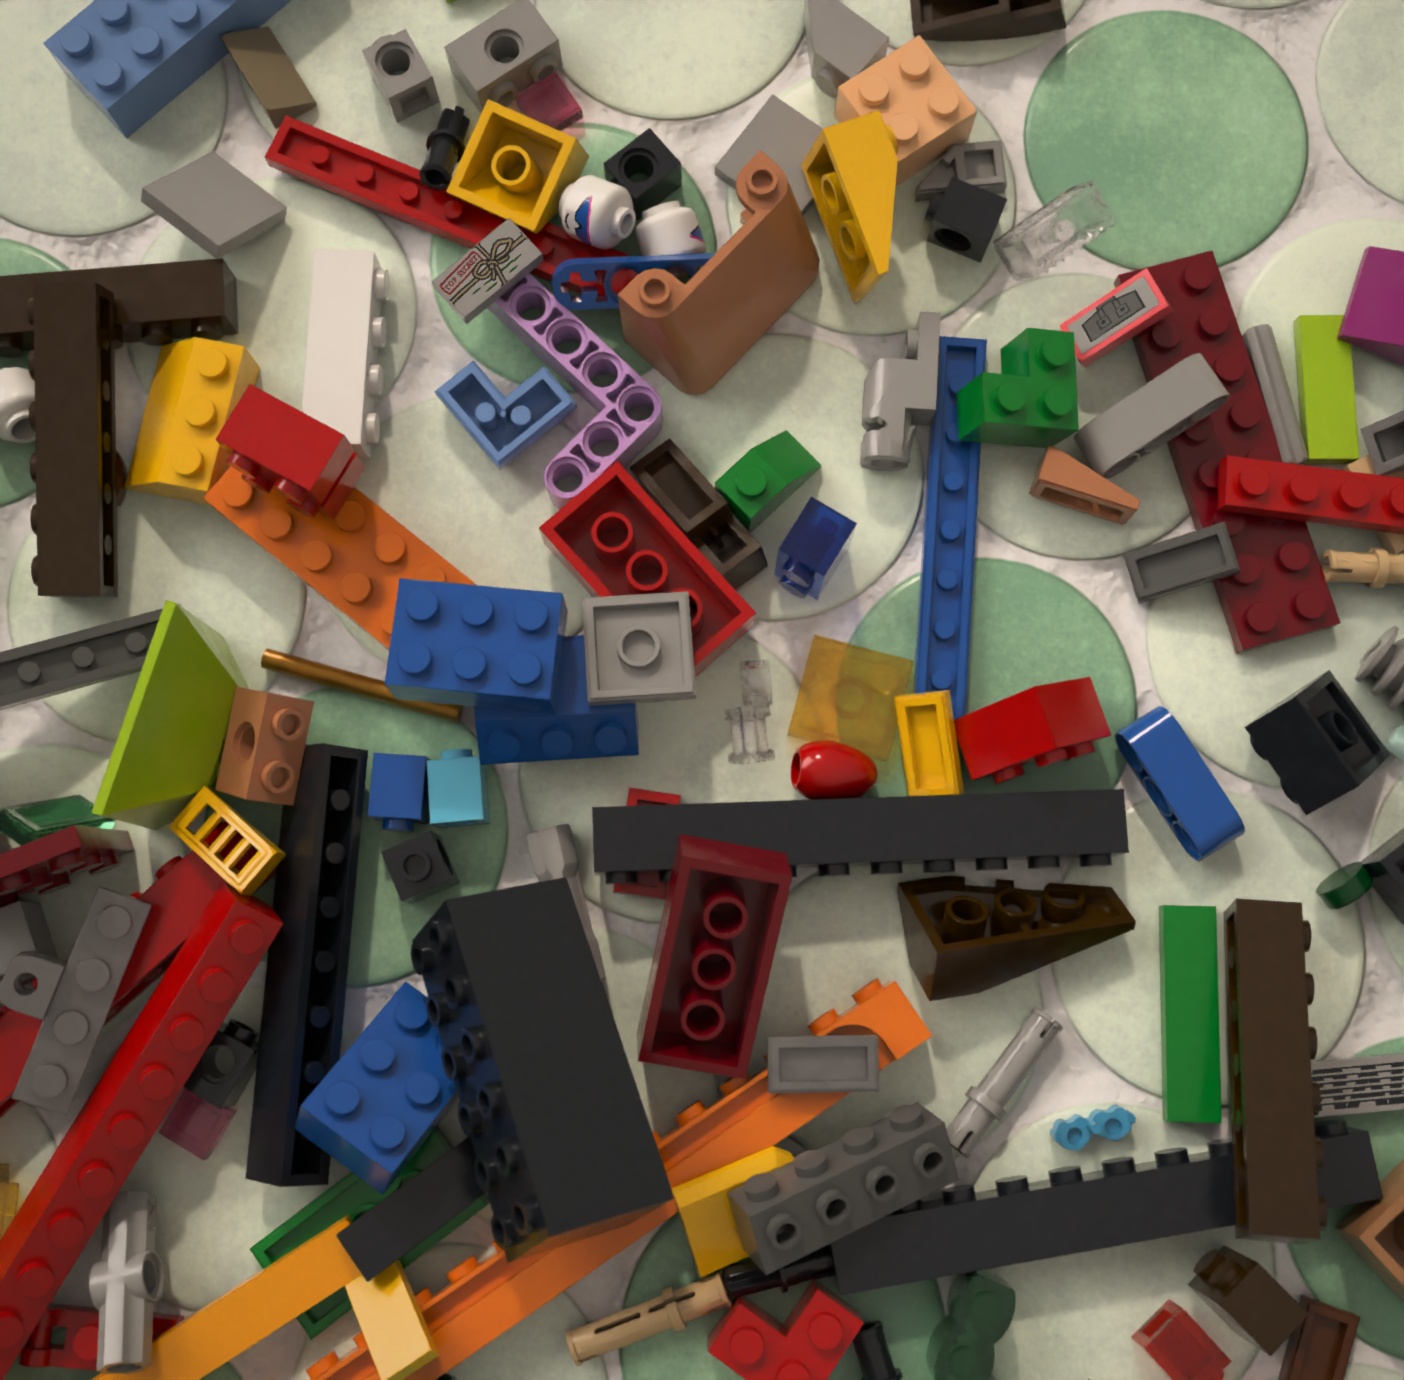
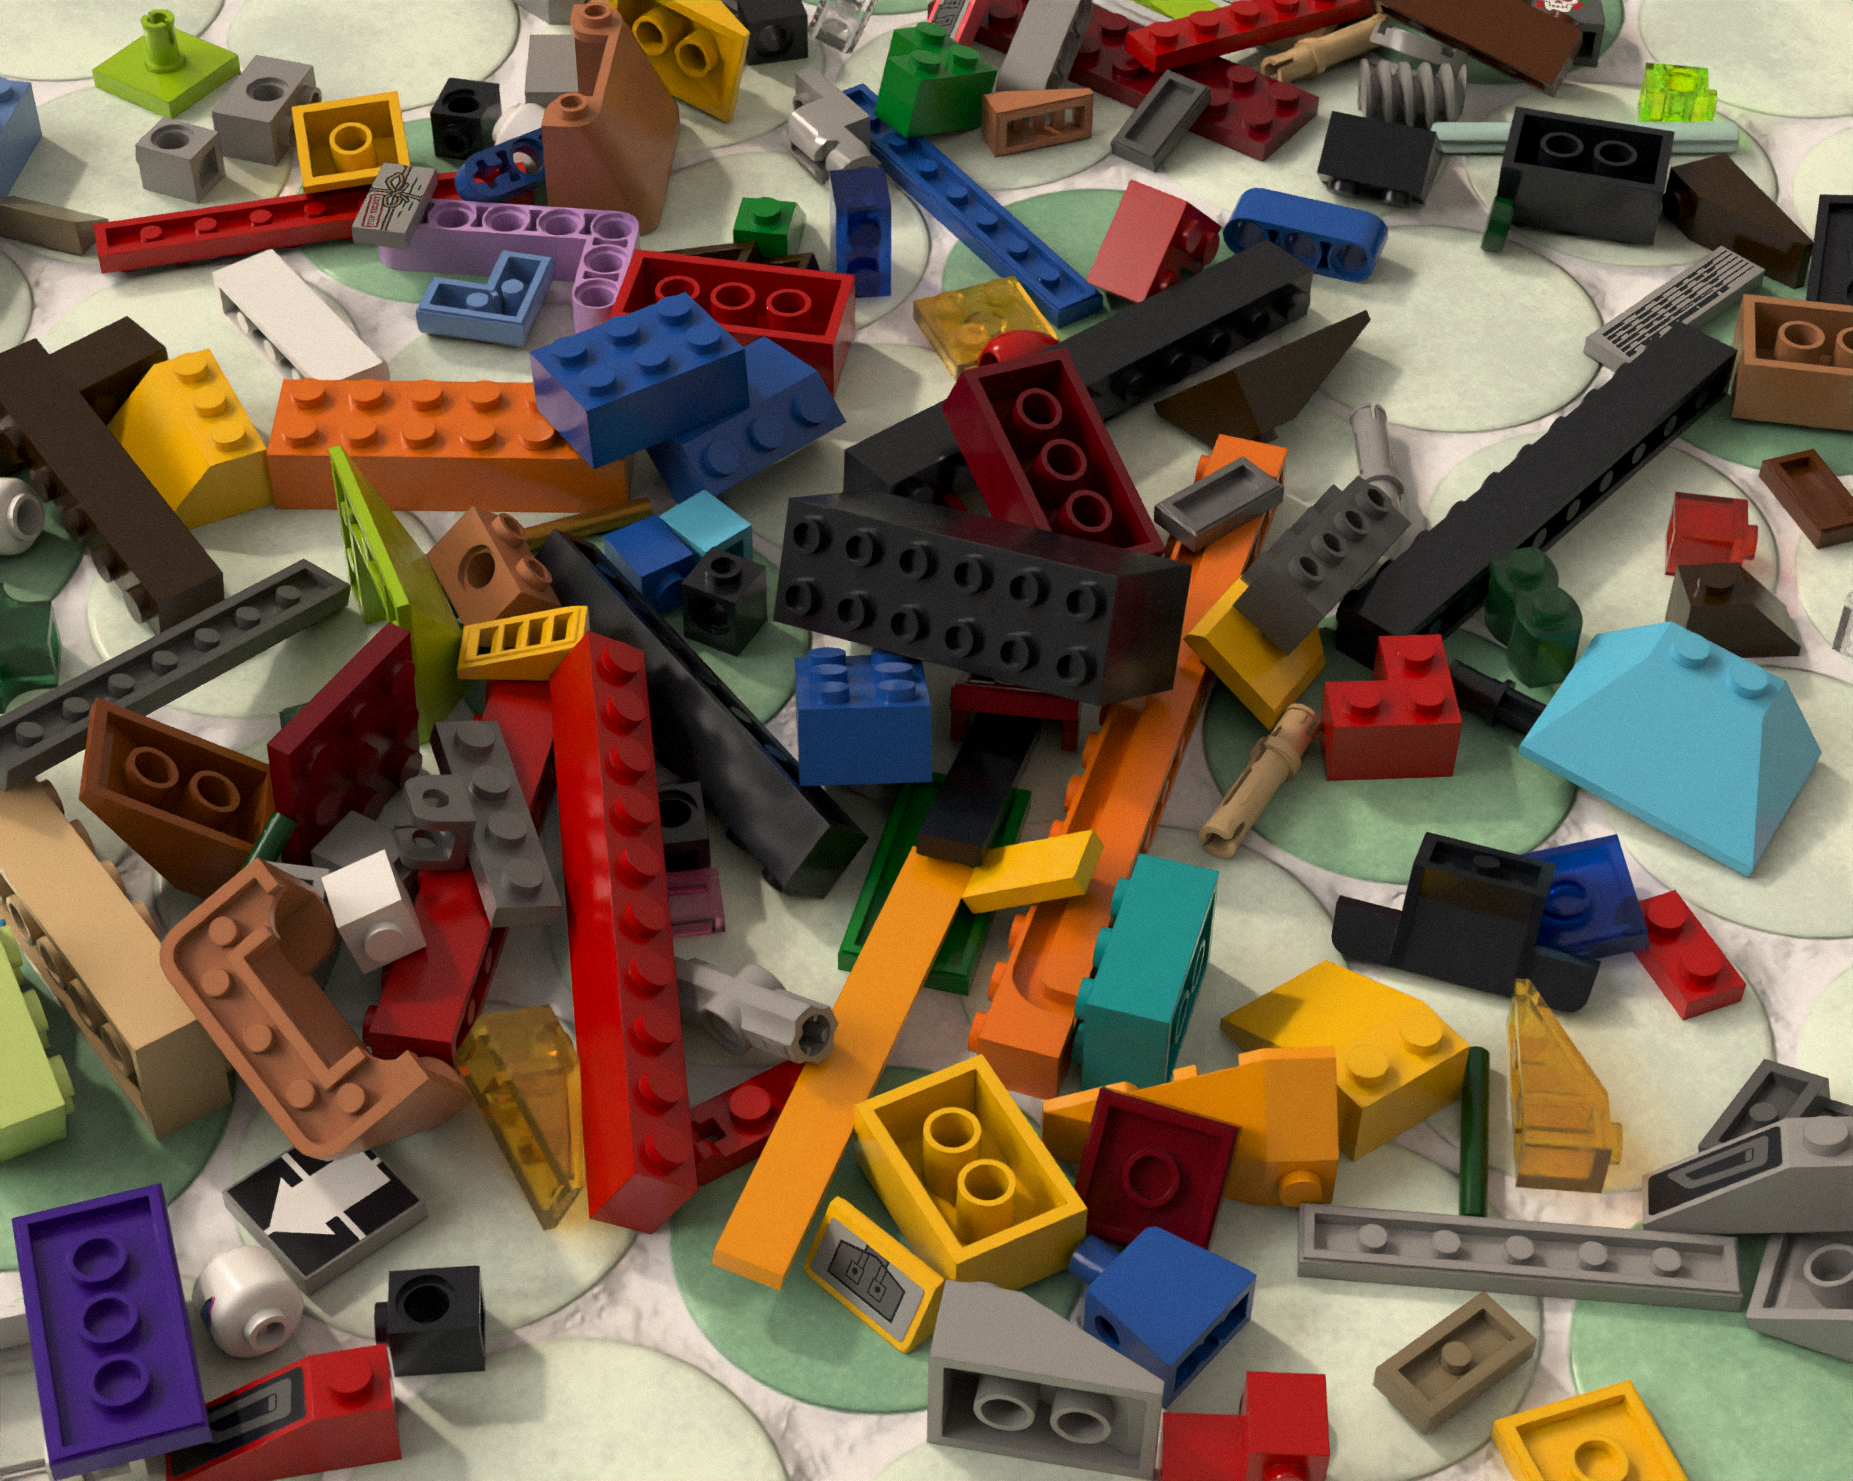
camera: 40 degrees left, 35 degrees down
(214, 204) = (78, 301): light grey tile -> none
(290, 453) = (345, 337): red piece -> none
(444, 148) = (271, 176): black axle -> none
(597, 212) = (452, 136): white head -> none
(638, 648) = (787, 329): light grey tile -> none
(749, 721) = (910, 367): clear connector -> none
(750, 1279) = (1345, 667): black axle -> none
(929, 744) = (1073, 294): yellow tile -> none
(1077, 1130) = (1487, 458): dark azure piece -> none
(1189, 1014) = (1474, 360): green tile -> none
(1247, 1298) = (1712, 447): dark brown brick -> none
(1271, 1073) = (1570, 322): dark brown brick -> none

